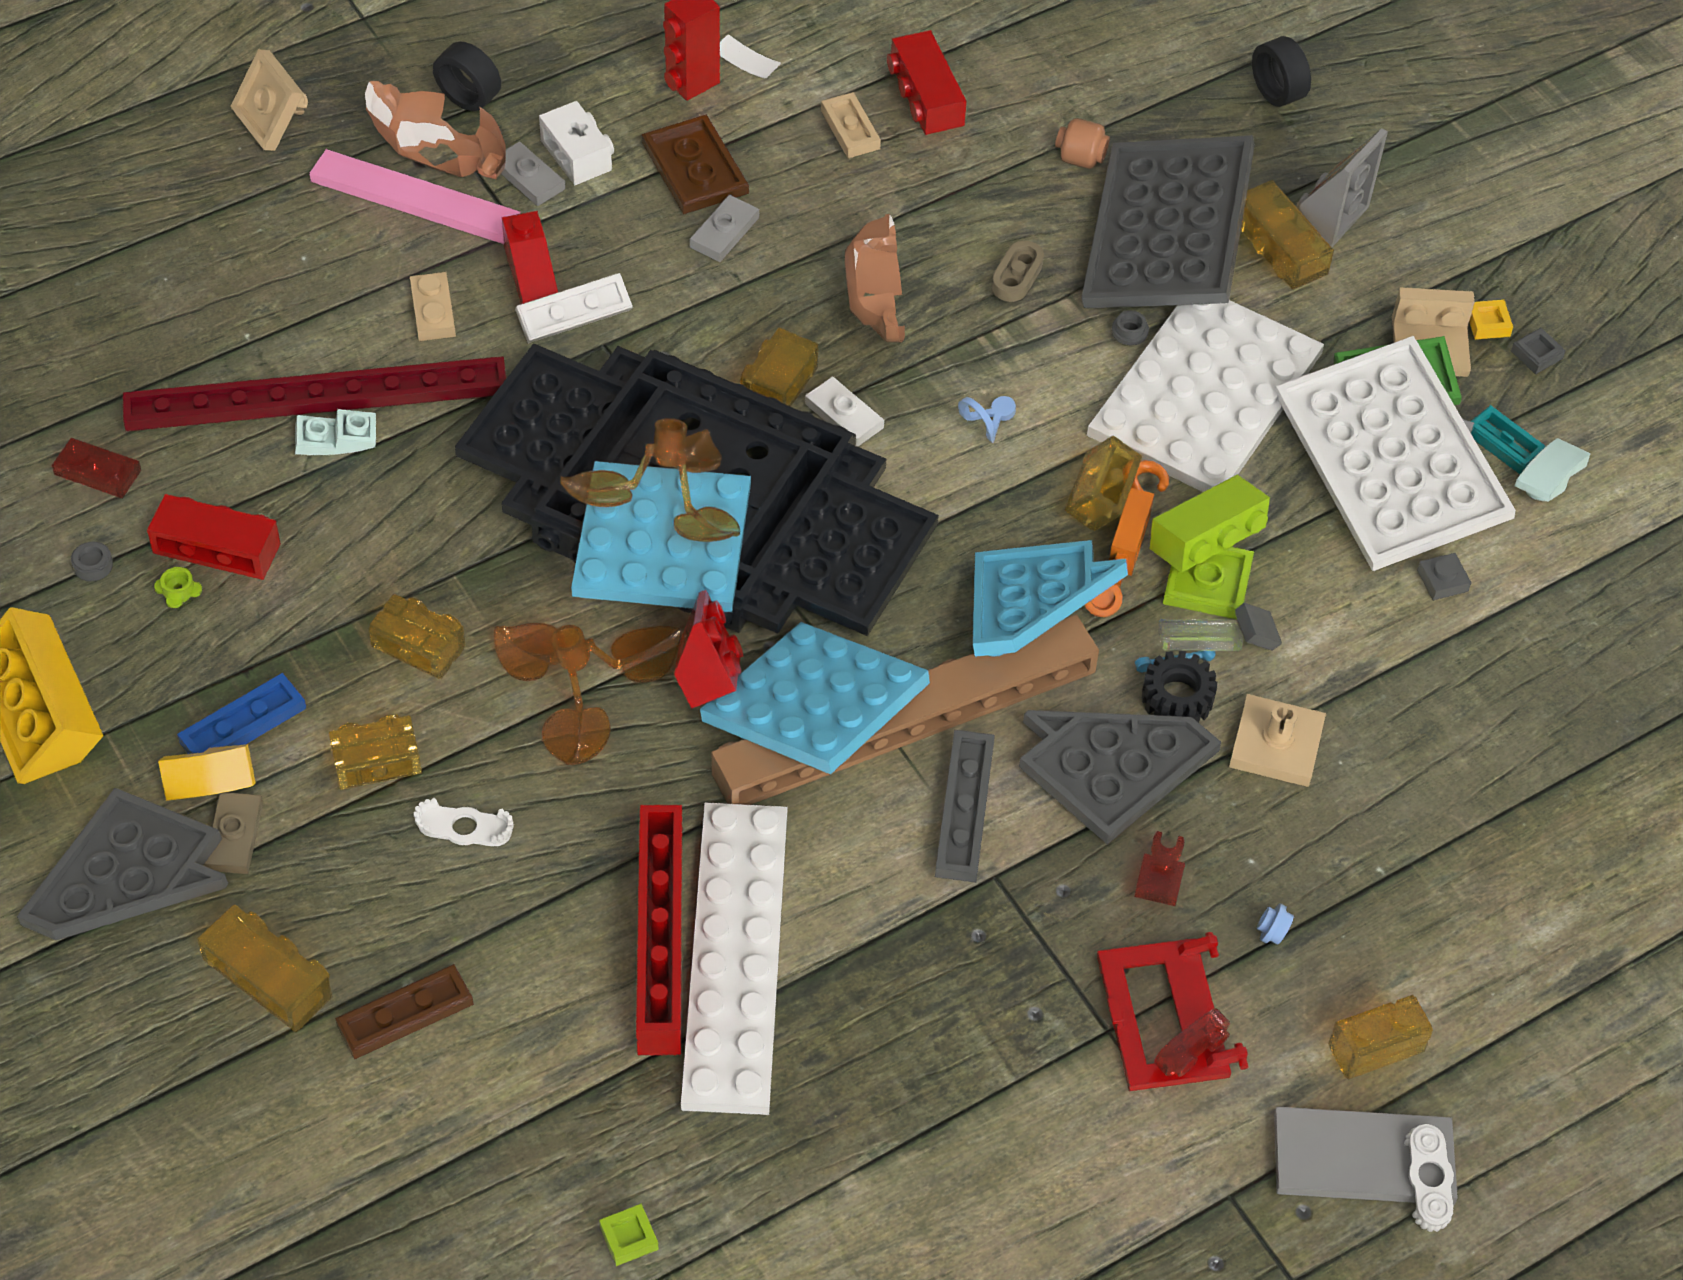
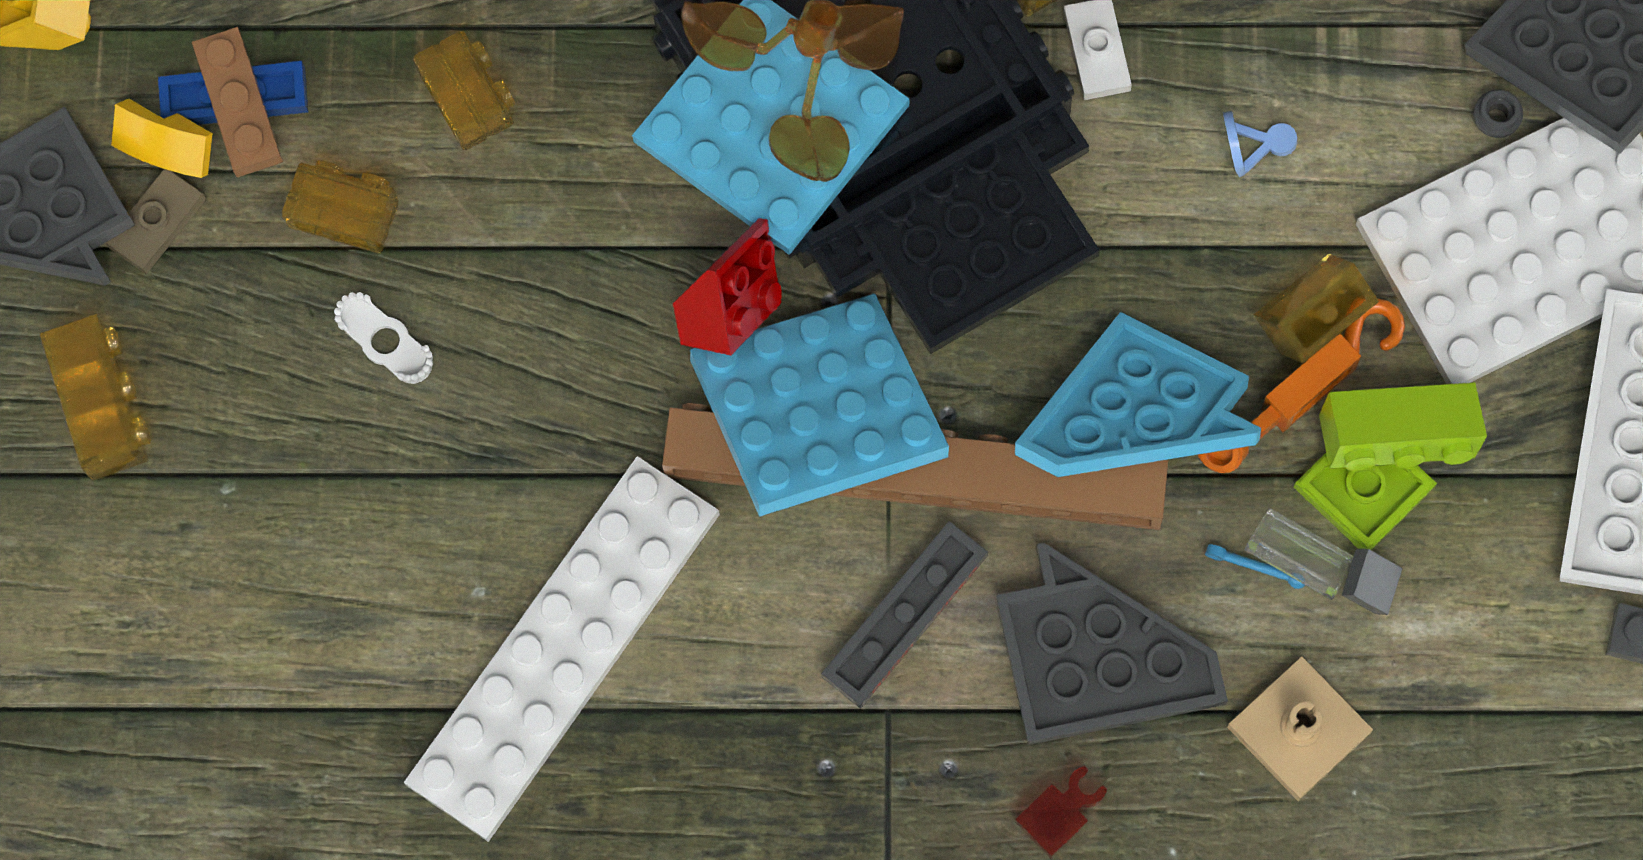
camera: 40 degrees right, 20 degrees up
(252, 718) = (237, 102): none -> medium nougat plate
(404, 1011) = (204, 520): reddish brown tile -> none
(581, 733) = (573, 175): clear orange plant -> none
(659, 931) = (494, 581): red brick -> none
(1184, 671) = (1239, 579): black tyre -> none

